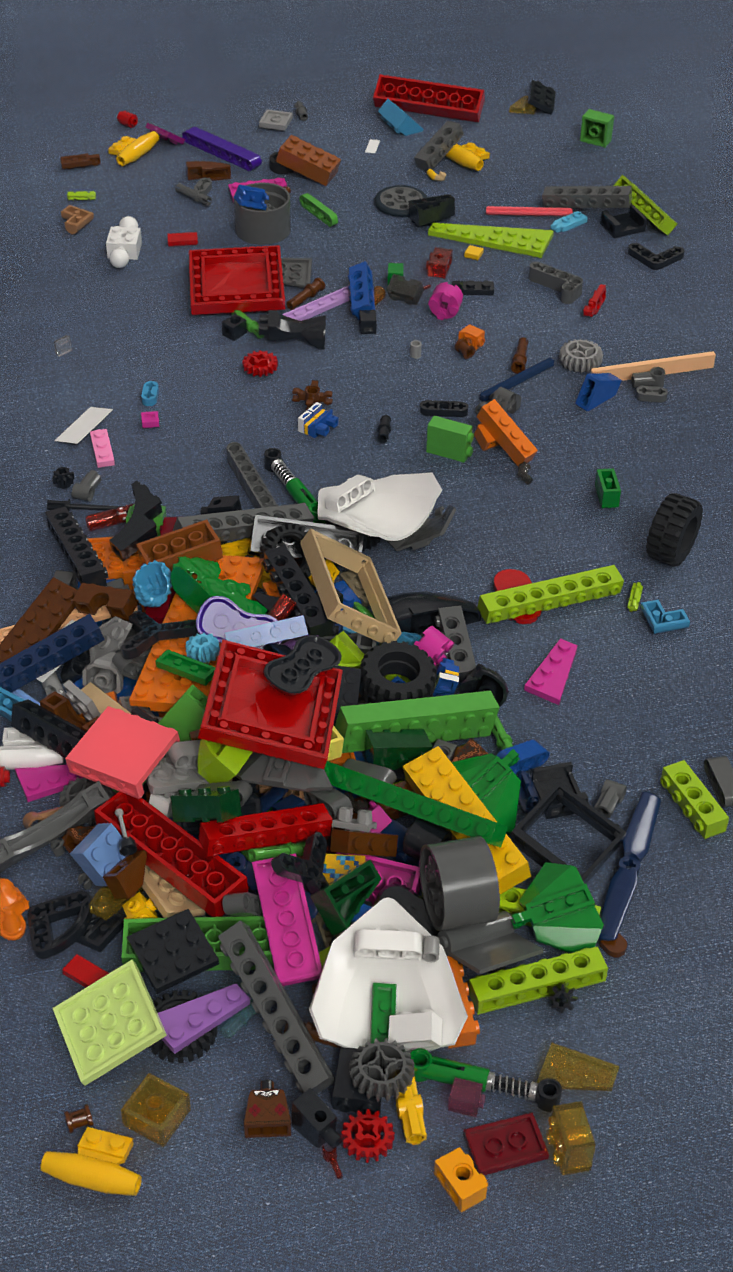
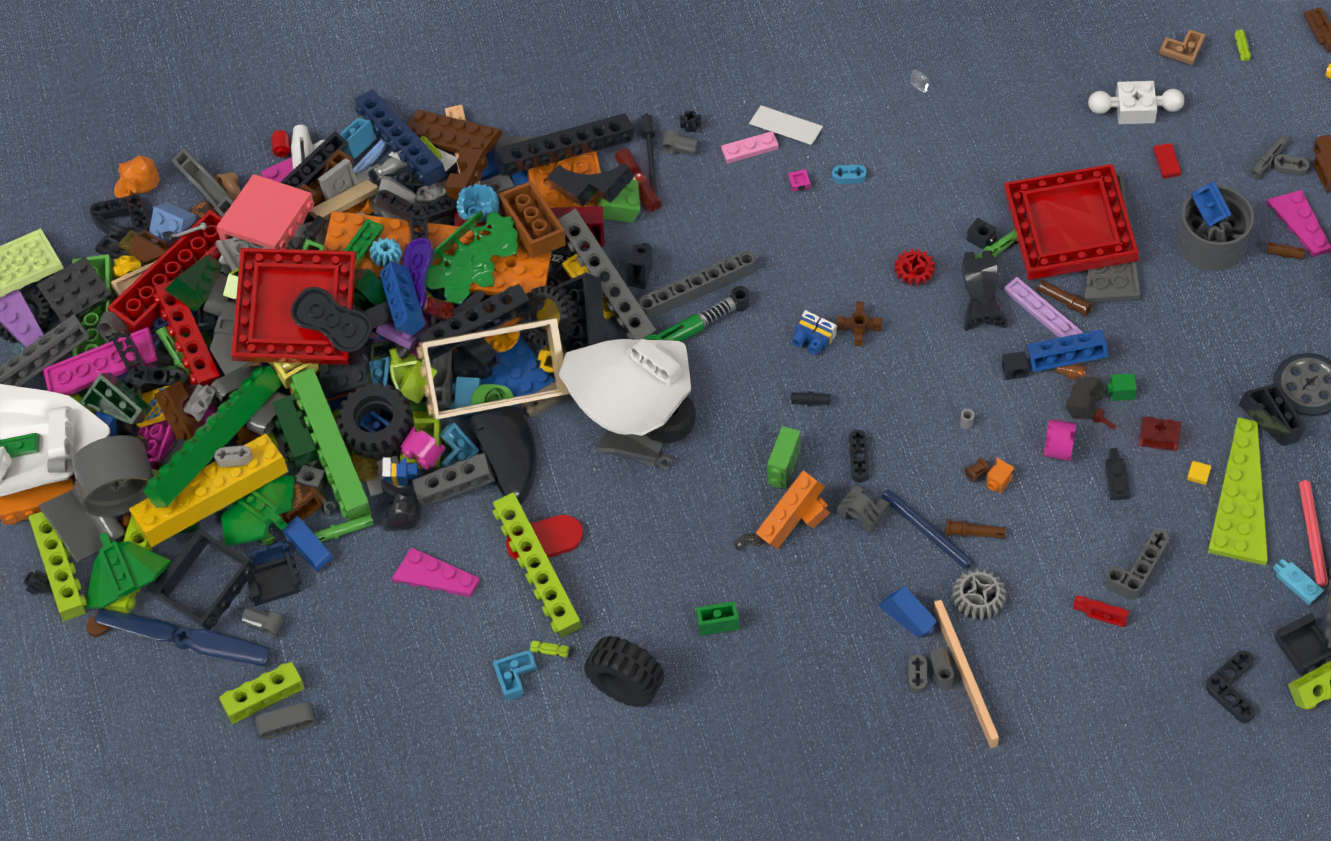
camera: 90 degrees right, 15 degrees up
(83, 971) = (76, 246): red tile -> none
(318, 209) = (1259, 292): bright green beam -> none
(432, 783) = (233, 456): none -> light grey beam

